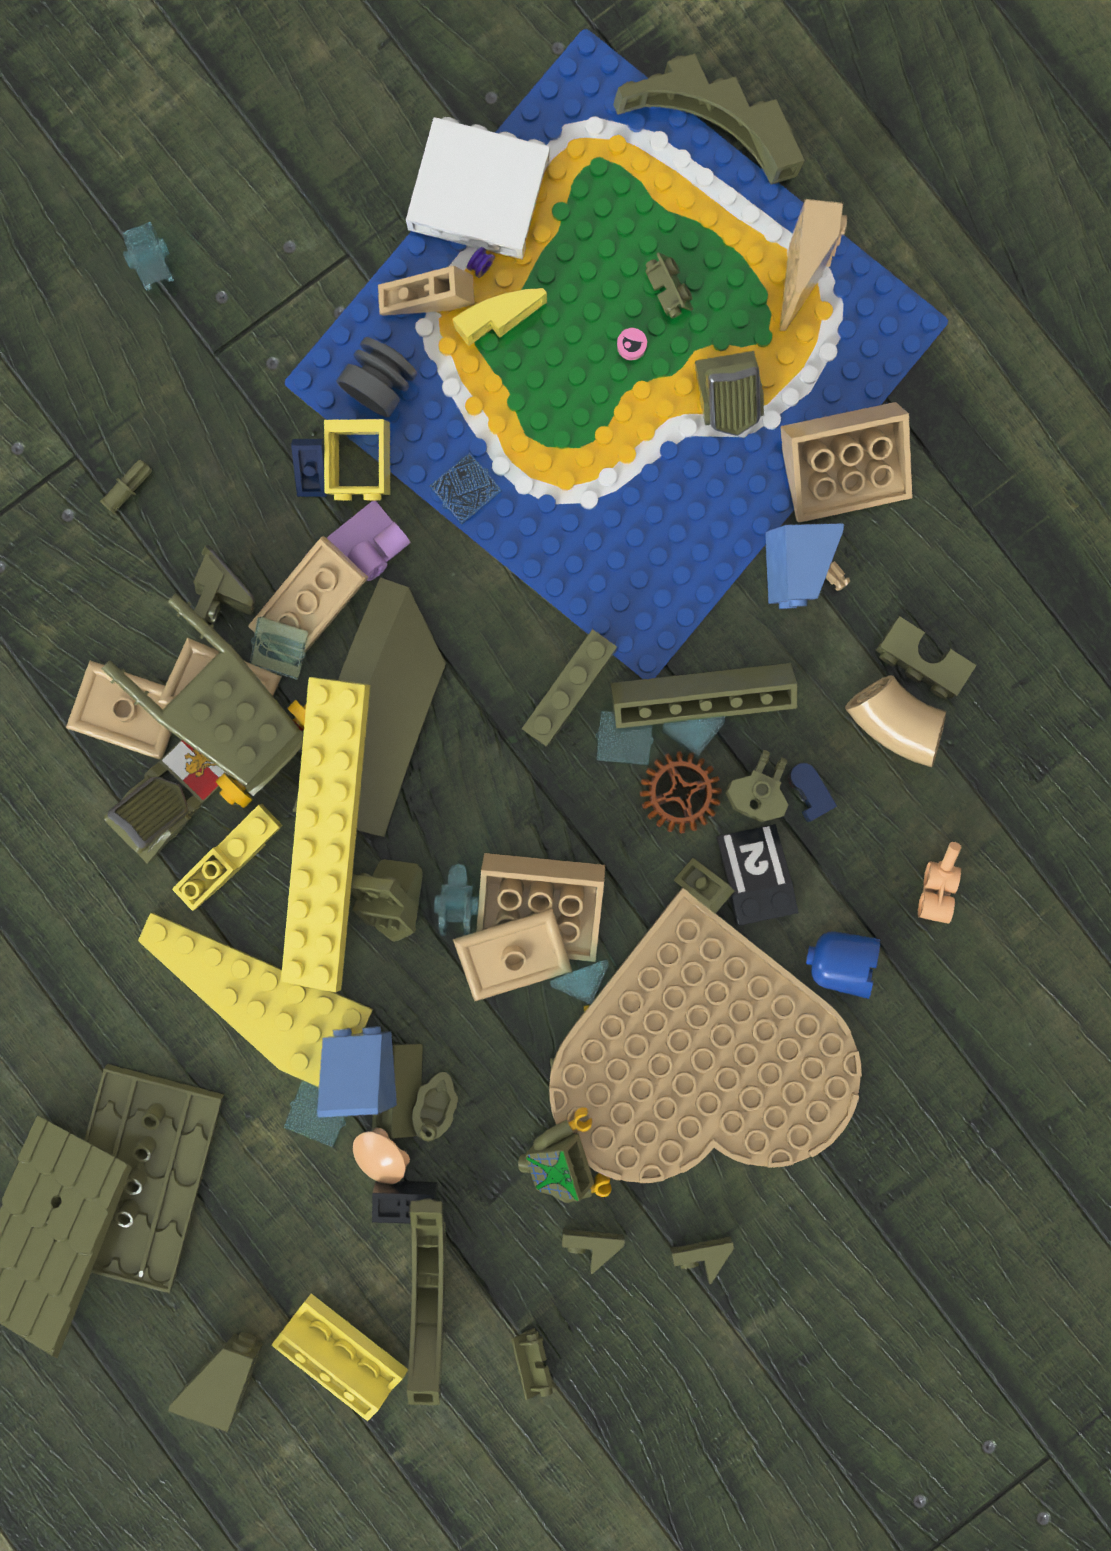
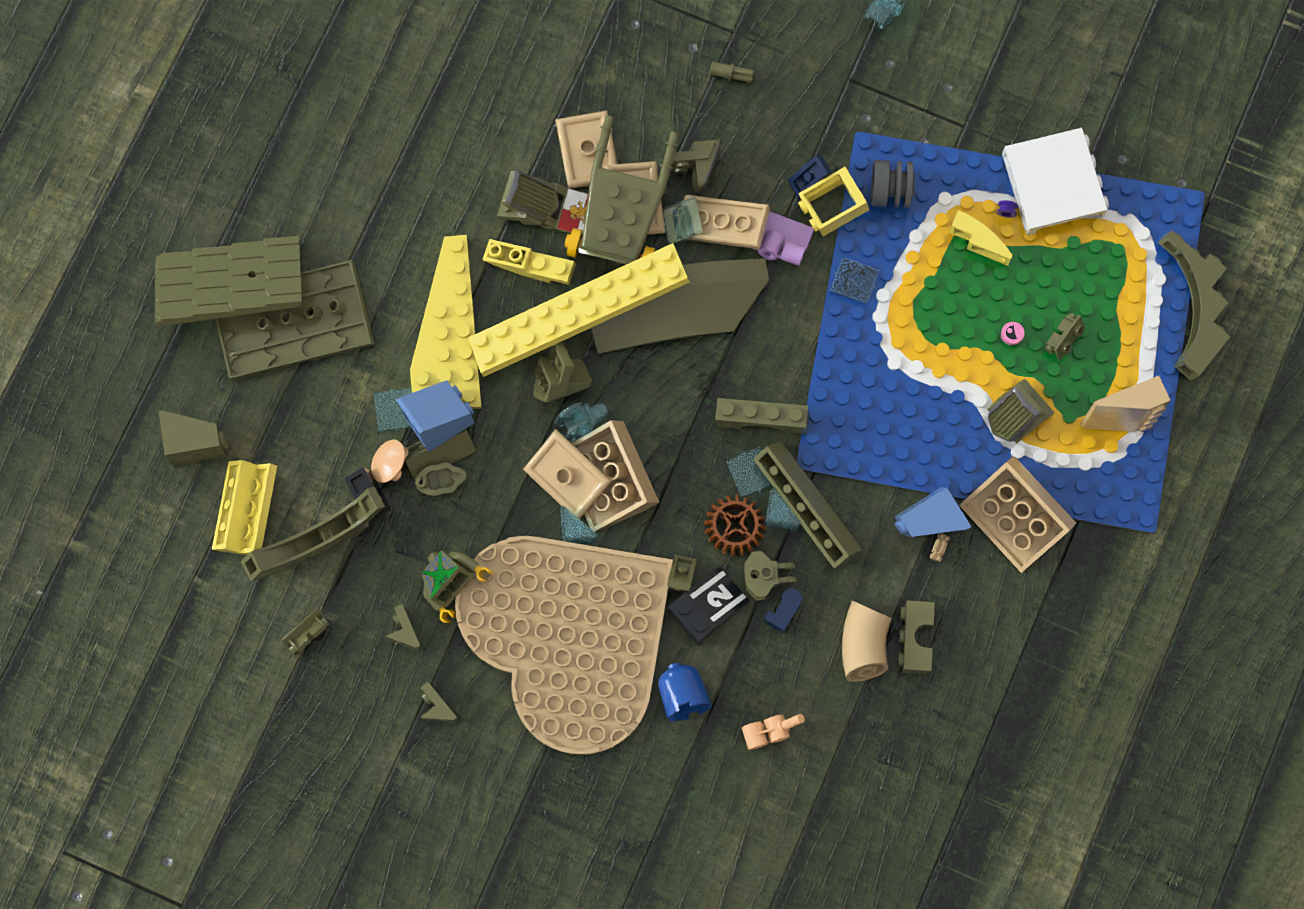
camera: 60 degrees right, 10 degrees down
(427, 292) = (967, 186): tan slope -> none

